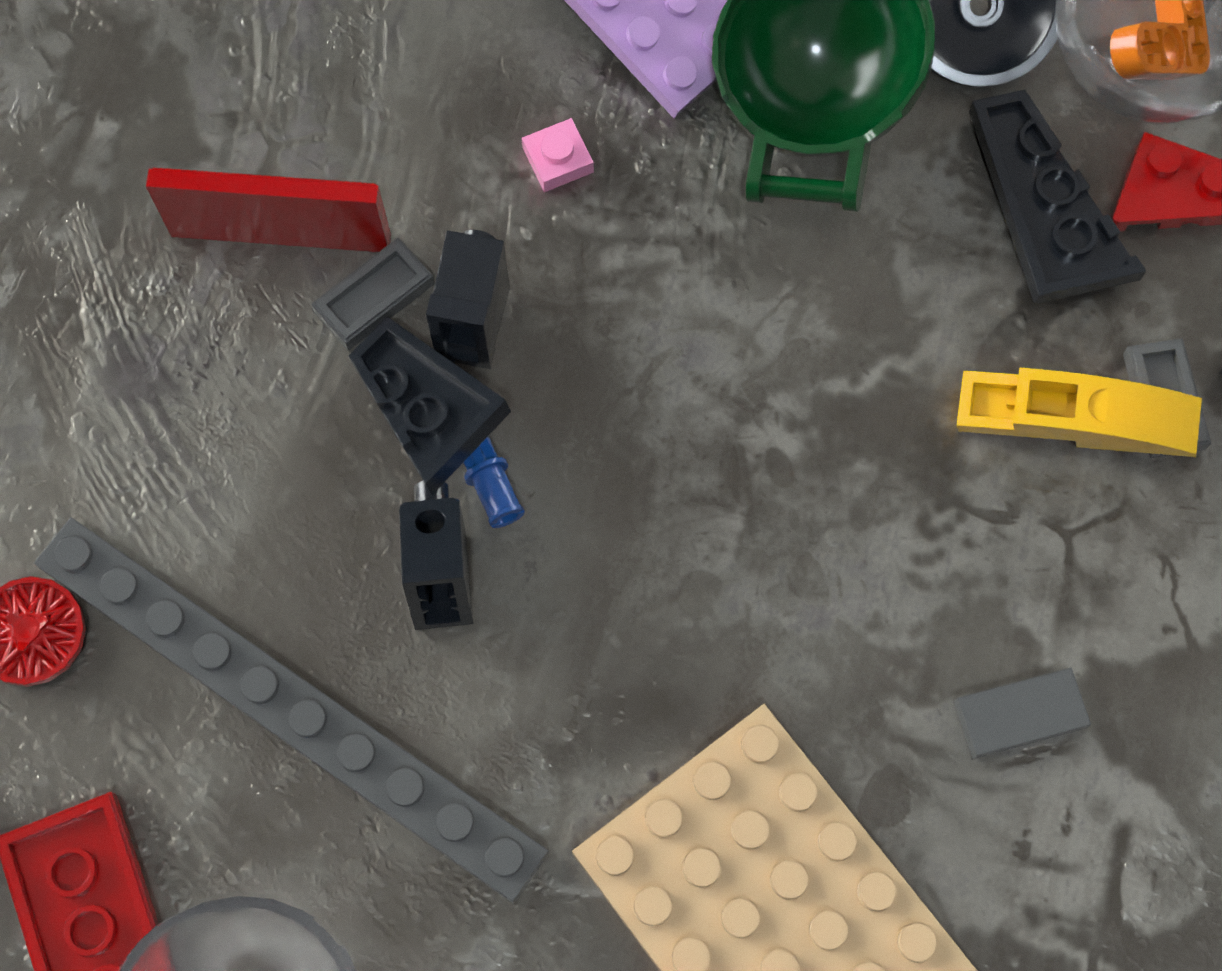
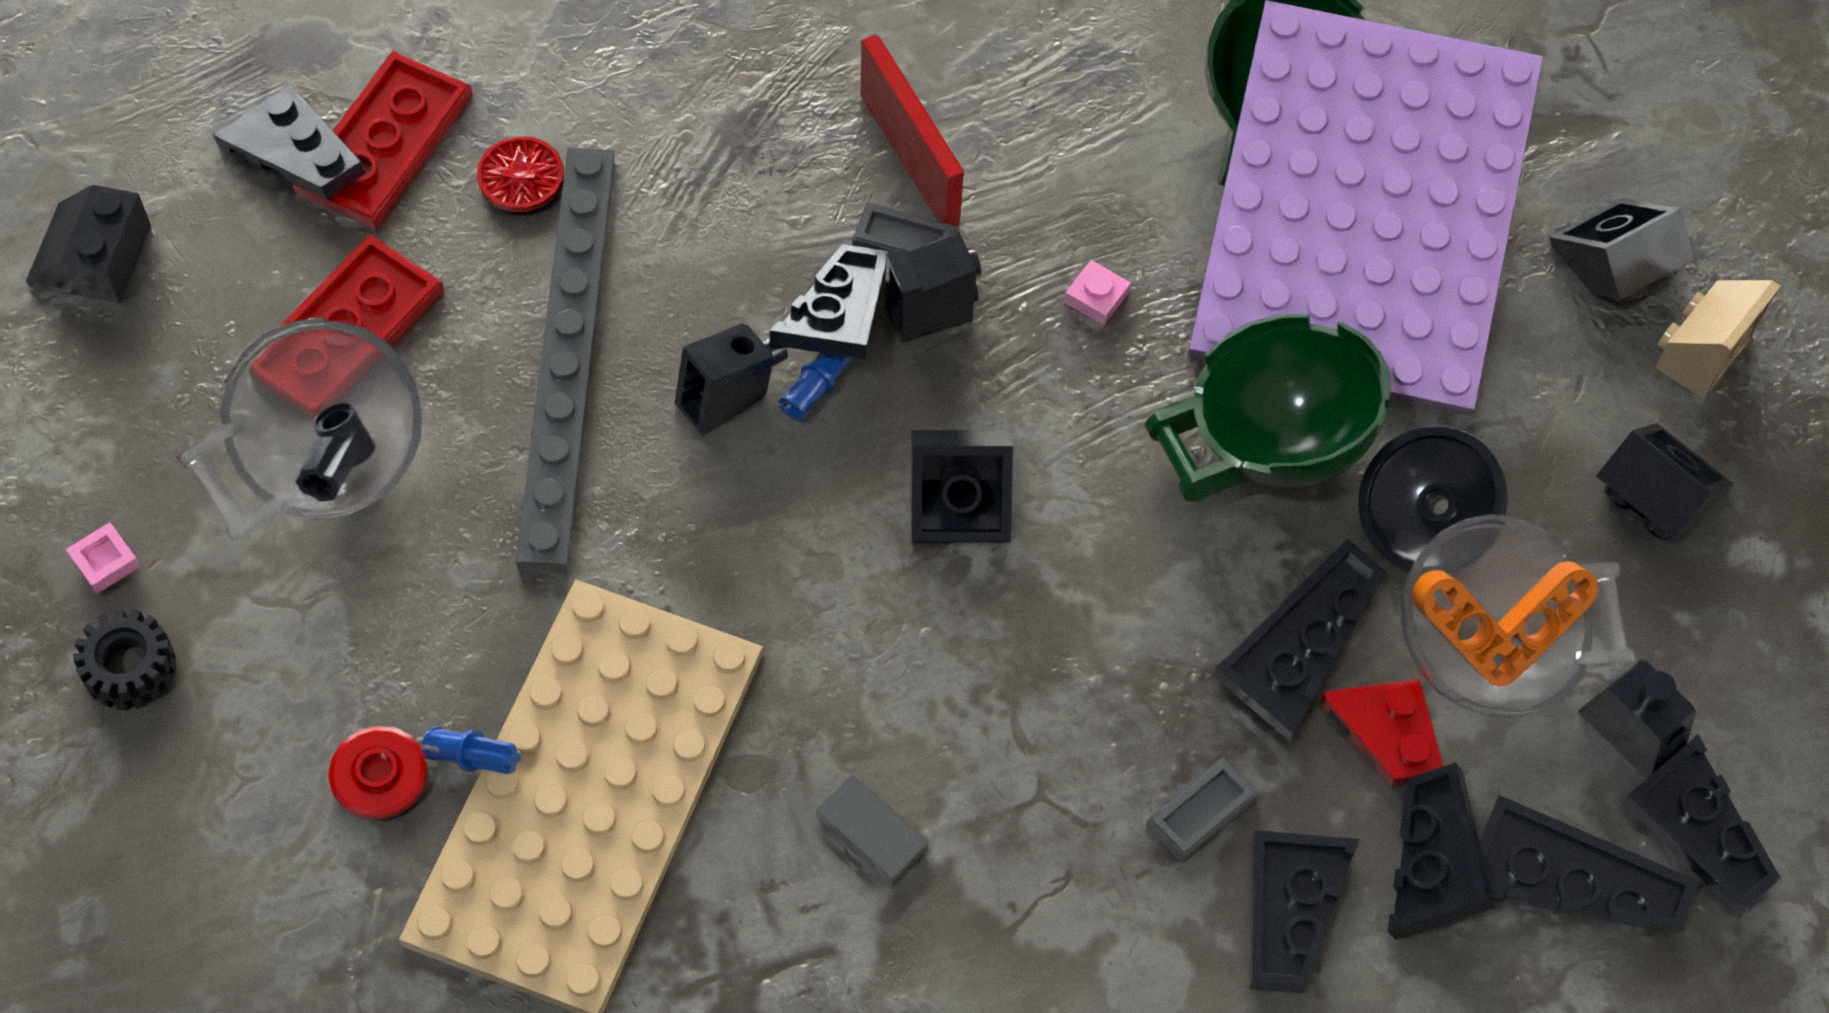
camera: 55 degrees right, 10 degrees down
(699, 404) = (961, 485): none -> black slope
(1080, 409) = (1137, 742): yellow slope -> none

